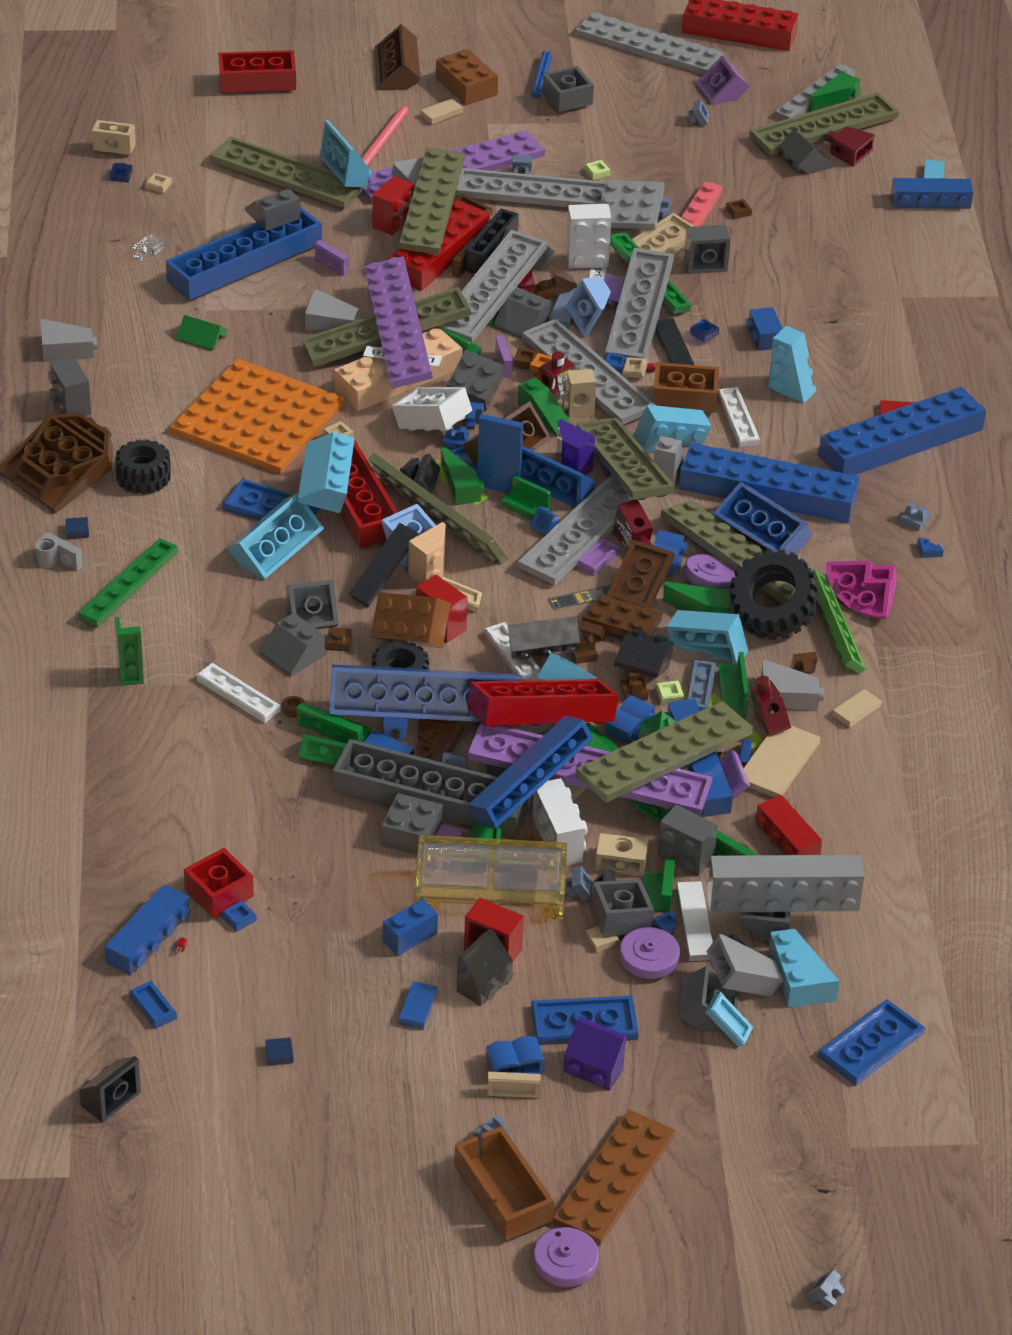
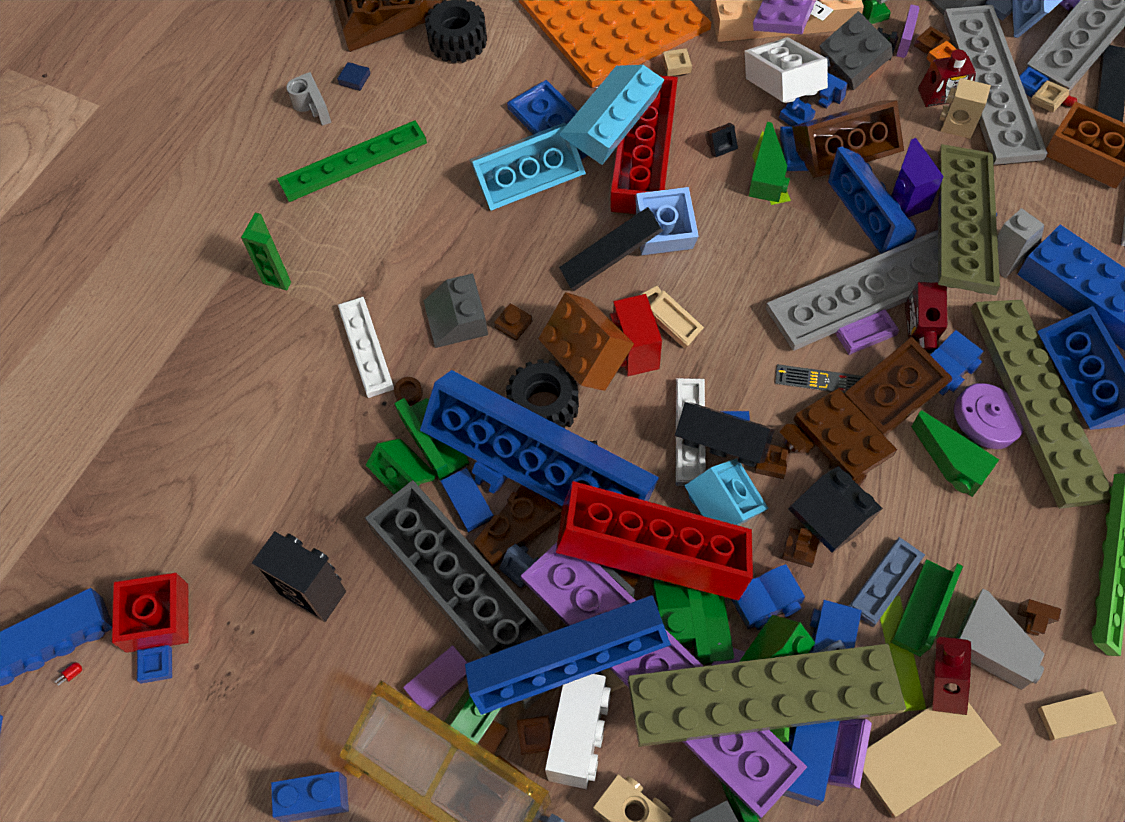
camera: 35 degrees right, 20 degrees up
(313, 602) = (509, 266): dark grey slope -> none
(316, 815) = (300, 575): none -> black brick
(409, 819) = (414, 632): dark grey brick -> none
(427, 473) = (734, 149): pearl dark grey tile -> none
(427, 554) = (669, 256): light nougat slope -> none
(436, 508) = (716, 201): olive plate -> none
(499, 452) = (818, 157): blue tile -> none
(526, 498) = (827, 224): green panel -> none
(543, 403) = (916, 108): green slope -> none
(544, 520) = (830, 259): blue tile -> none
(669, 692) = (843, 572): yellowish green tile -> none
(672, 422) = (1048, 192): medium azure wedge -> none
(708, 632) = (938, 510): medium azure wedge -> none
(746, 750) = (884, 723): blue tile -> none
(769, 568) = (1057, 454): black tyre -> none

